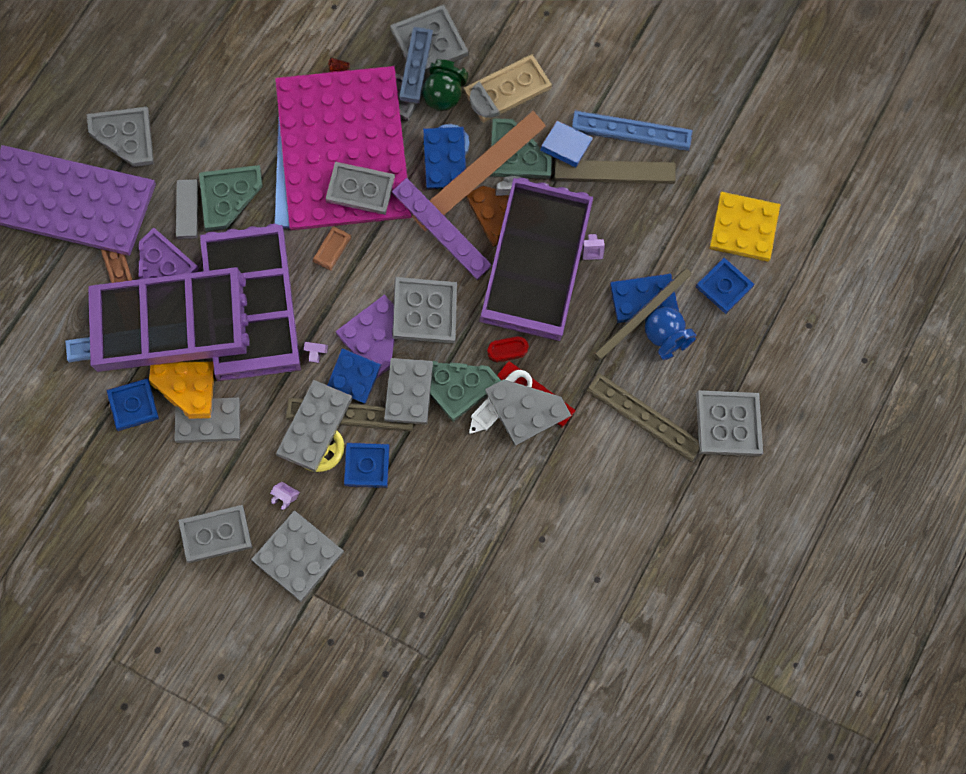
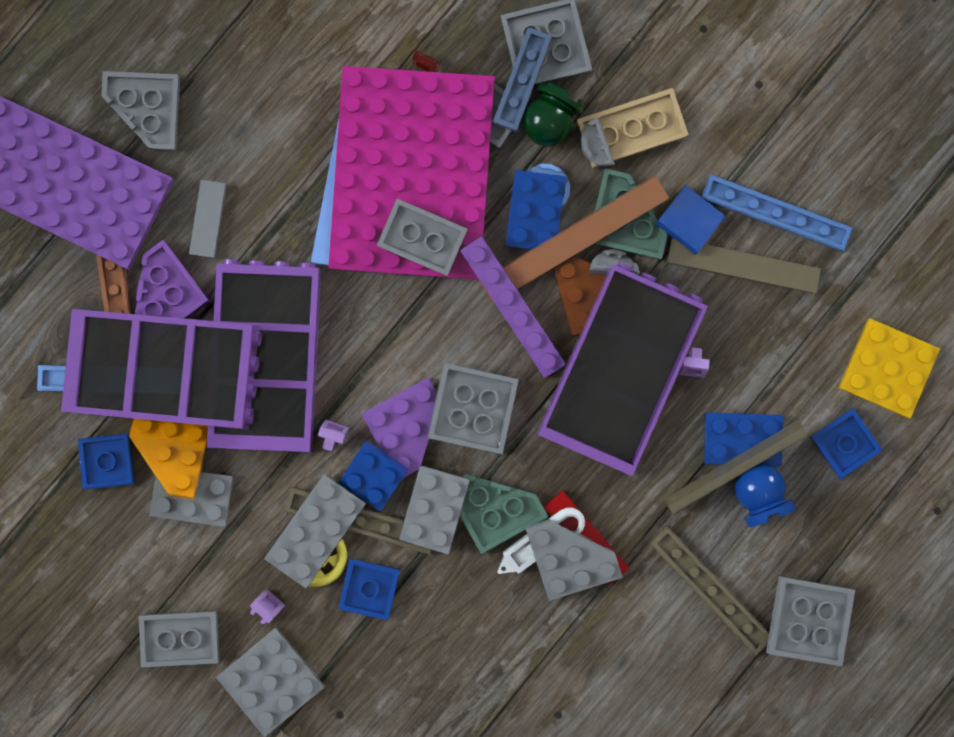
camera: 20 degrees right, 15 degrees up
(227, 194) = (259, 209): sand green plate -> none
(332, 248) = (375, 303): nougat tile -> none
(507, 349) = (564, 473): red tile -> none

